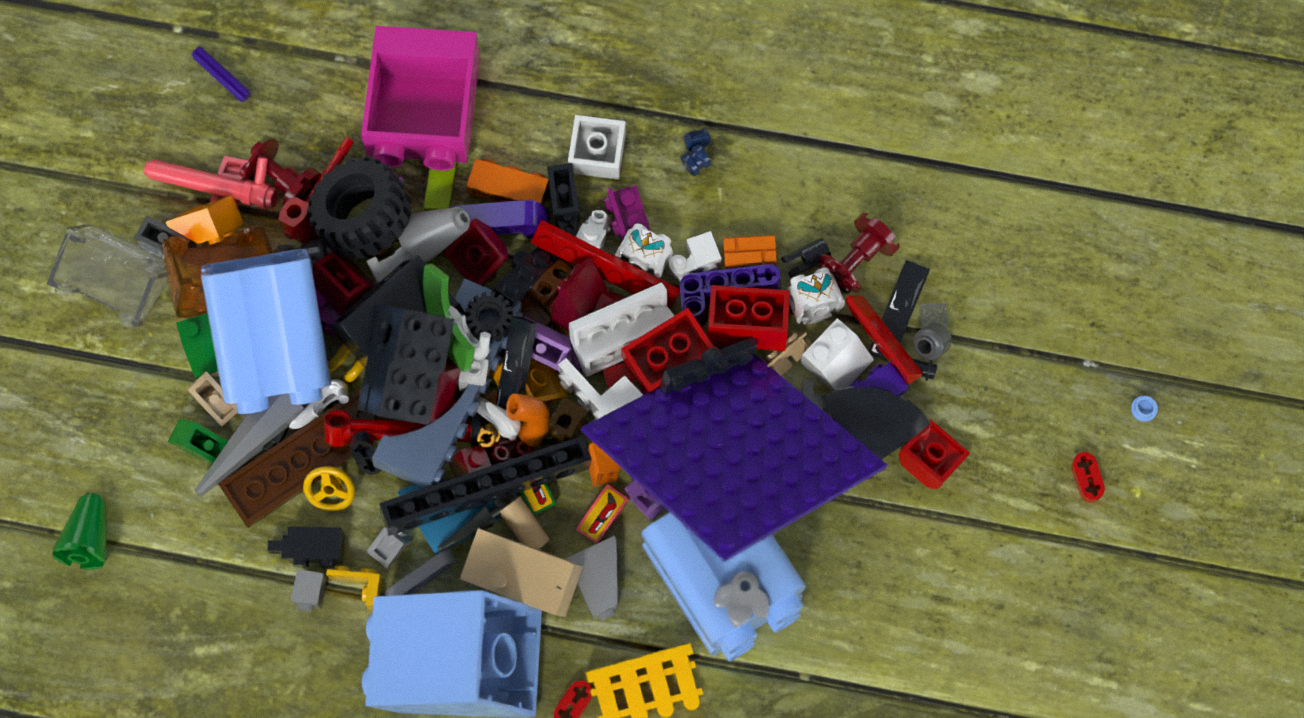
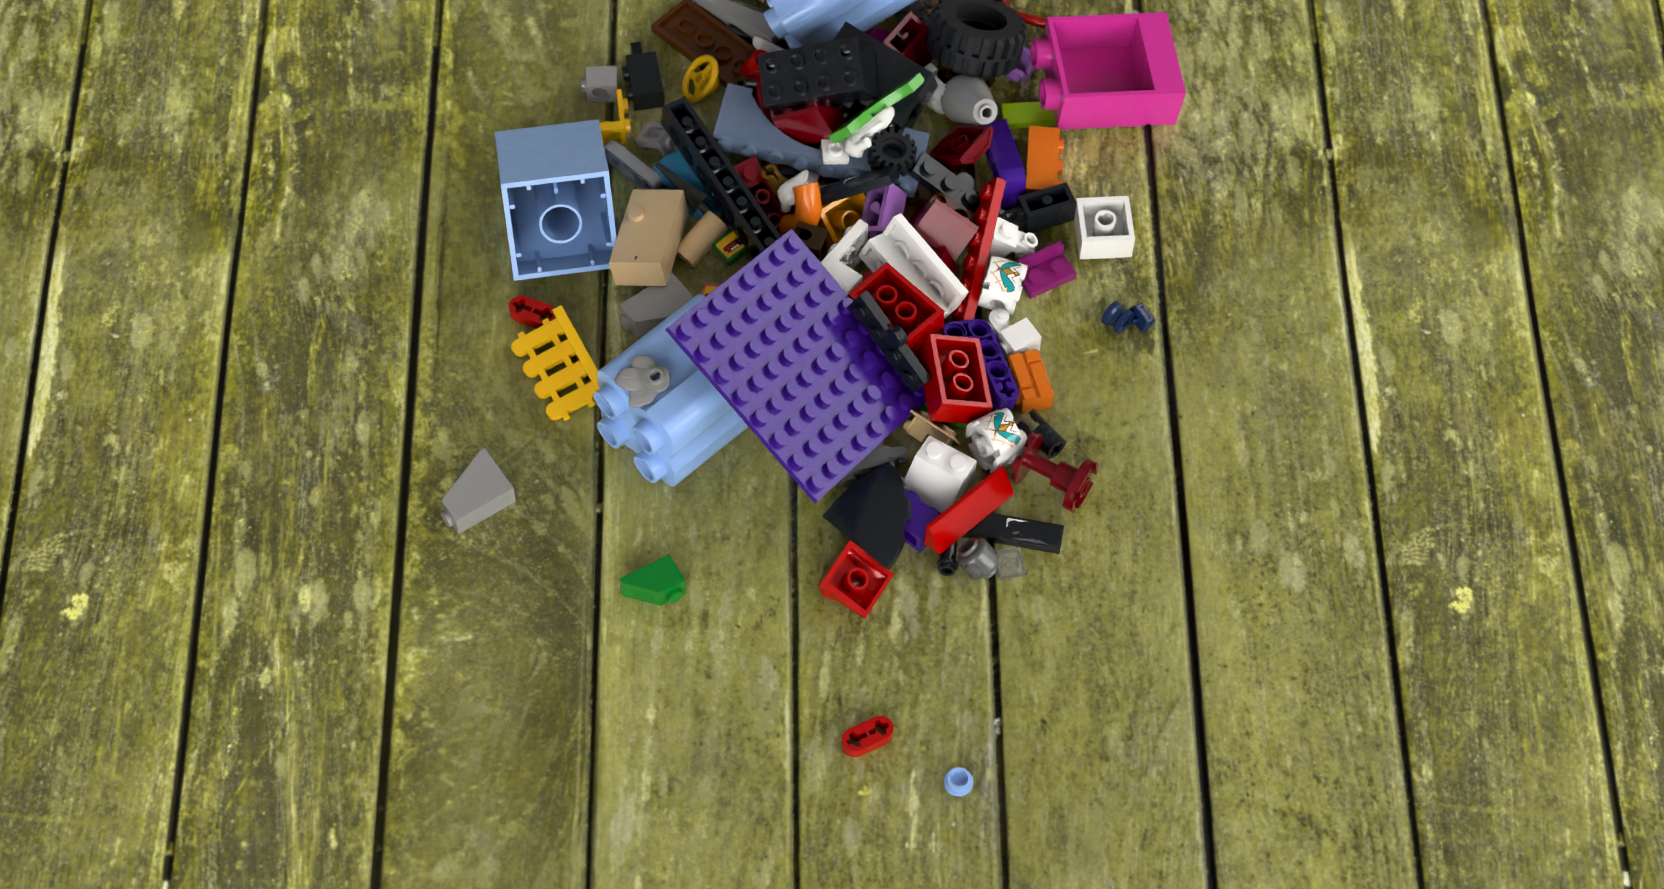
camera: 75 degrees right, 15 degrees down
(903, 634) = (655, 583): none -> green slope

